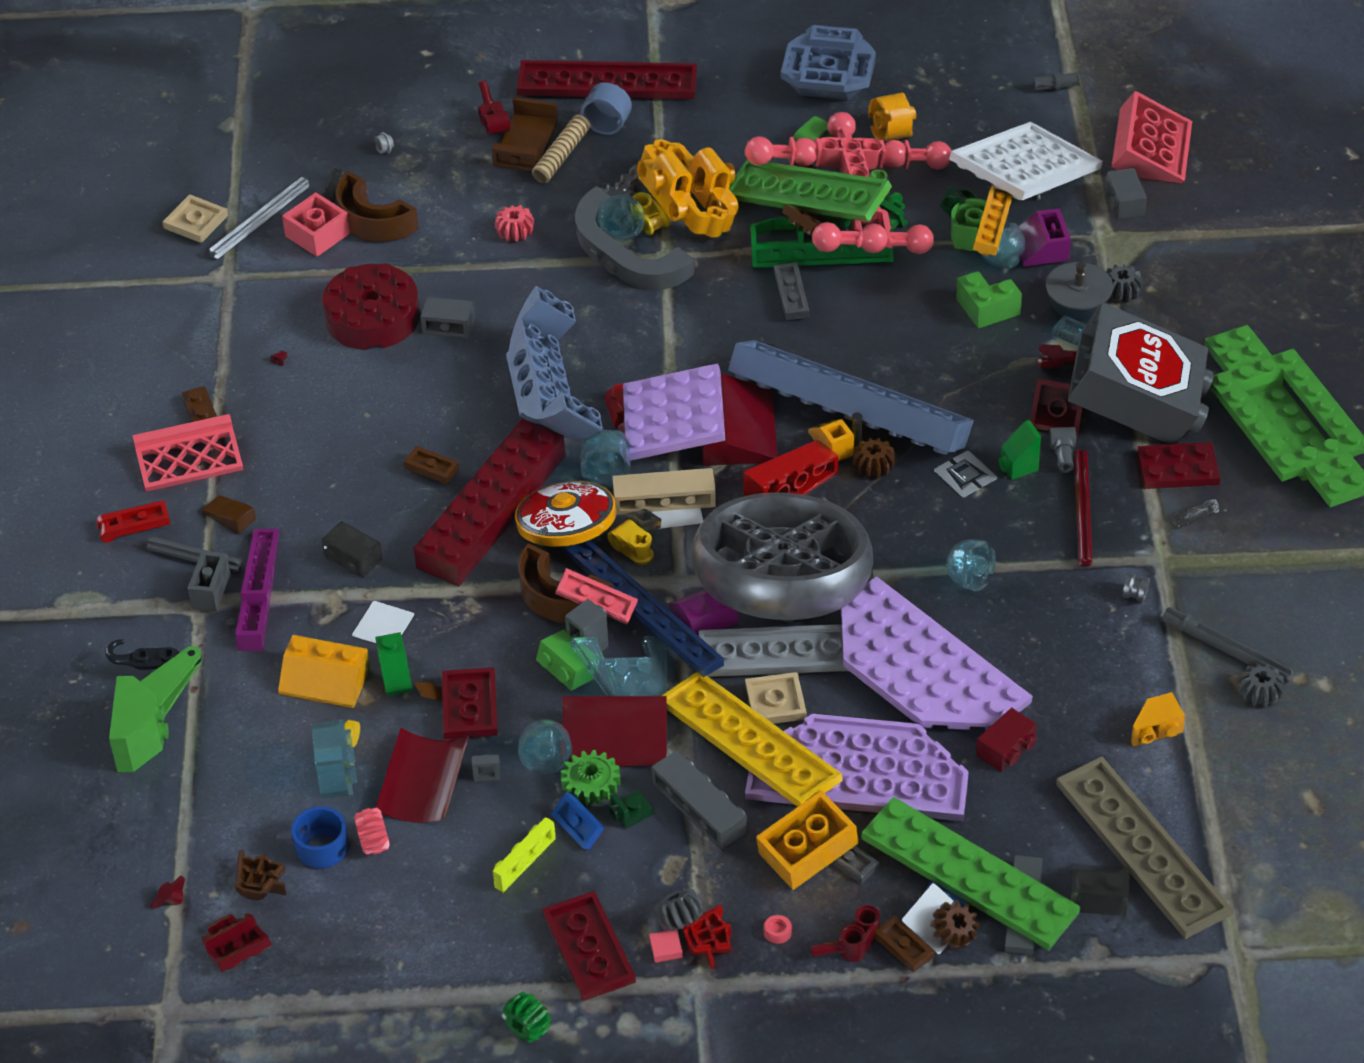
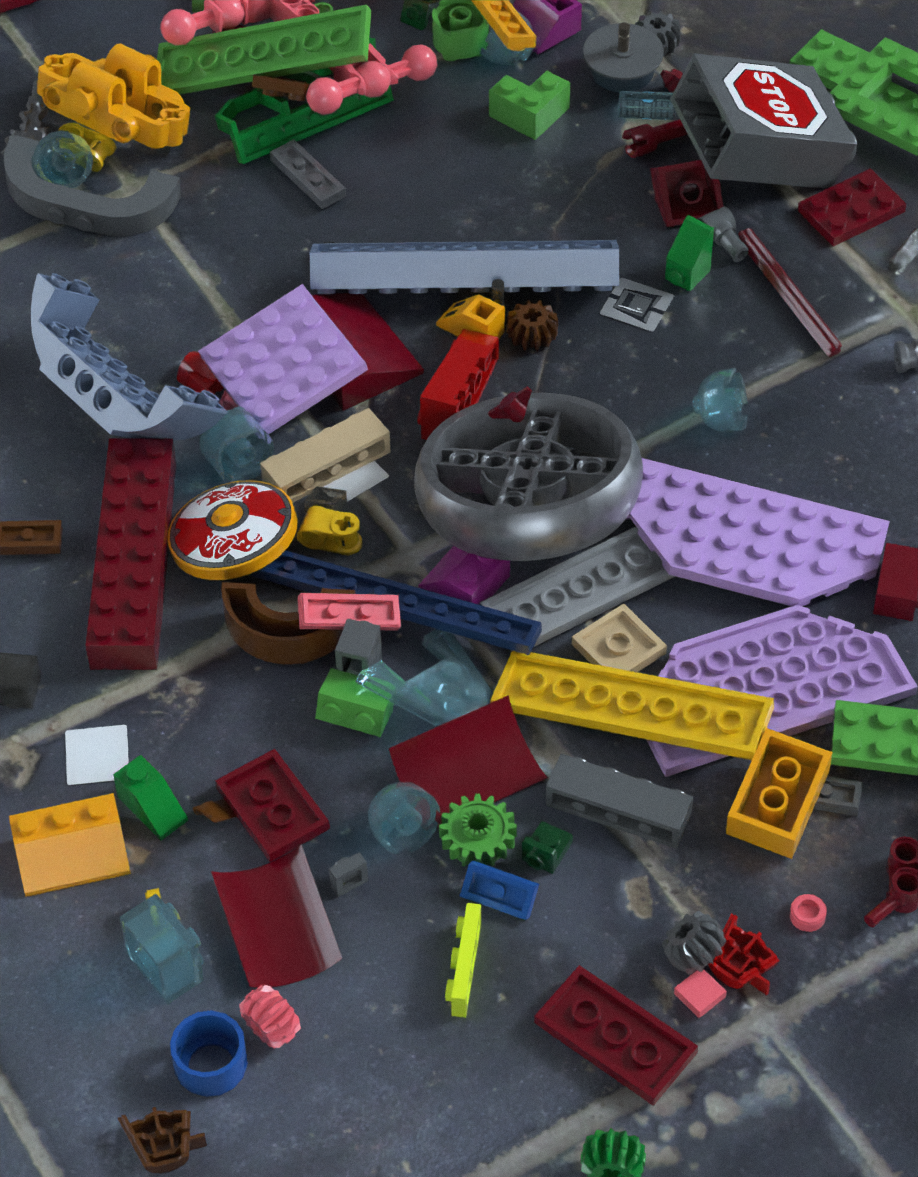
camera: 30 degrees left, 5 degrees up
(798, 502) = (512, 406): none -> dark red piece

